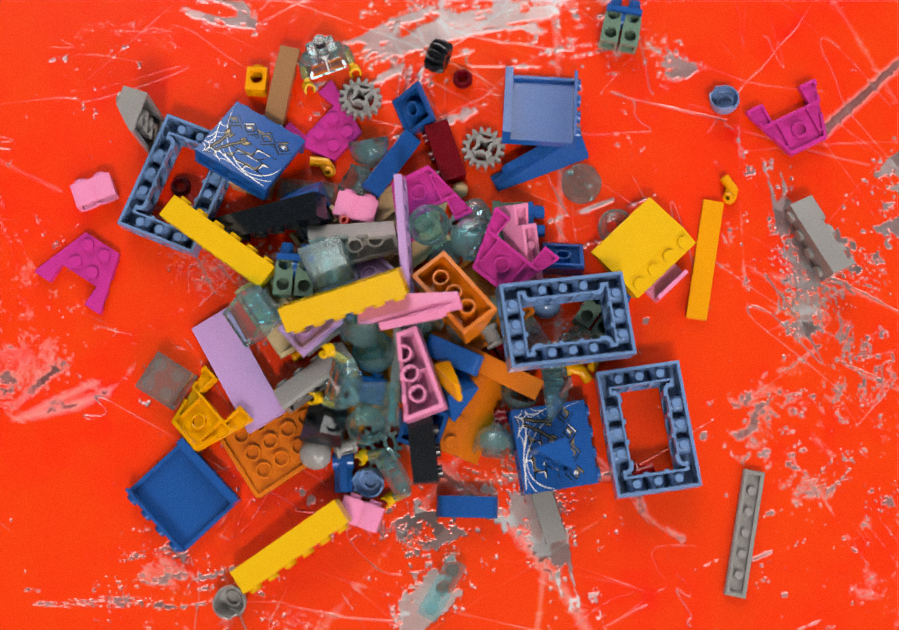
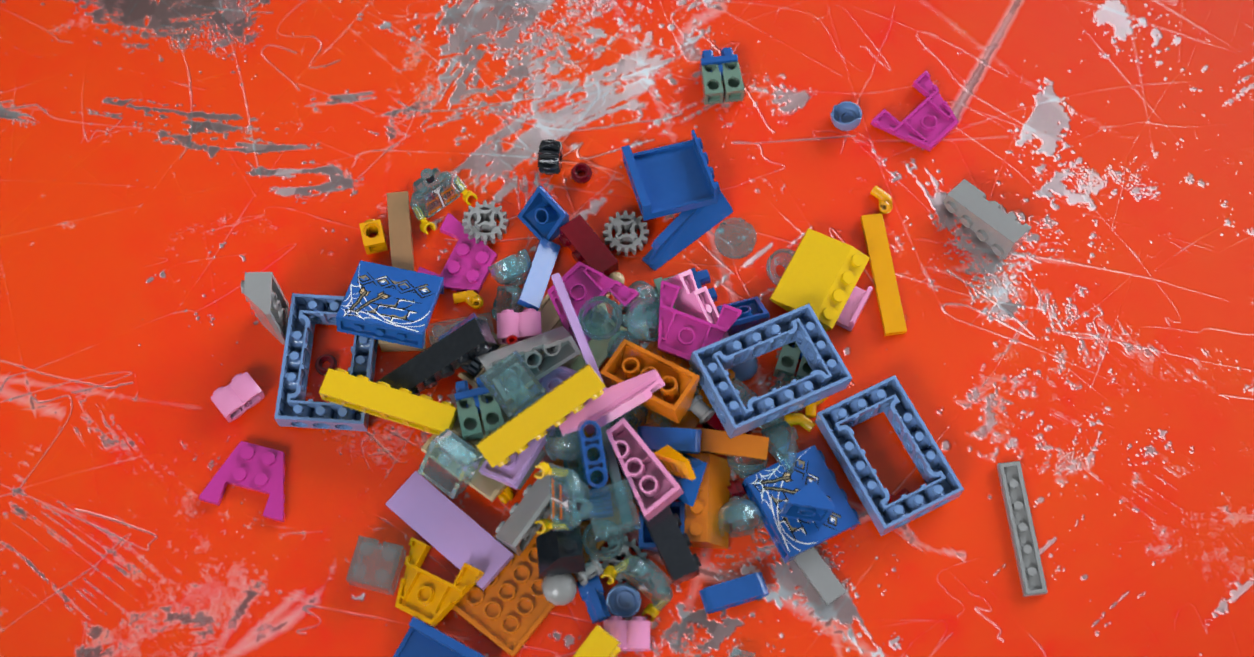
camera: 20 degrees left, 10 degrees down
(376, 360) = (599, 462): none -> blue beam

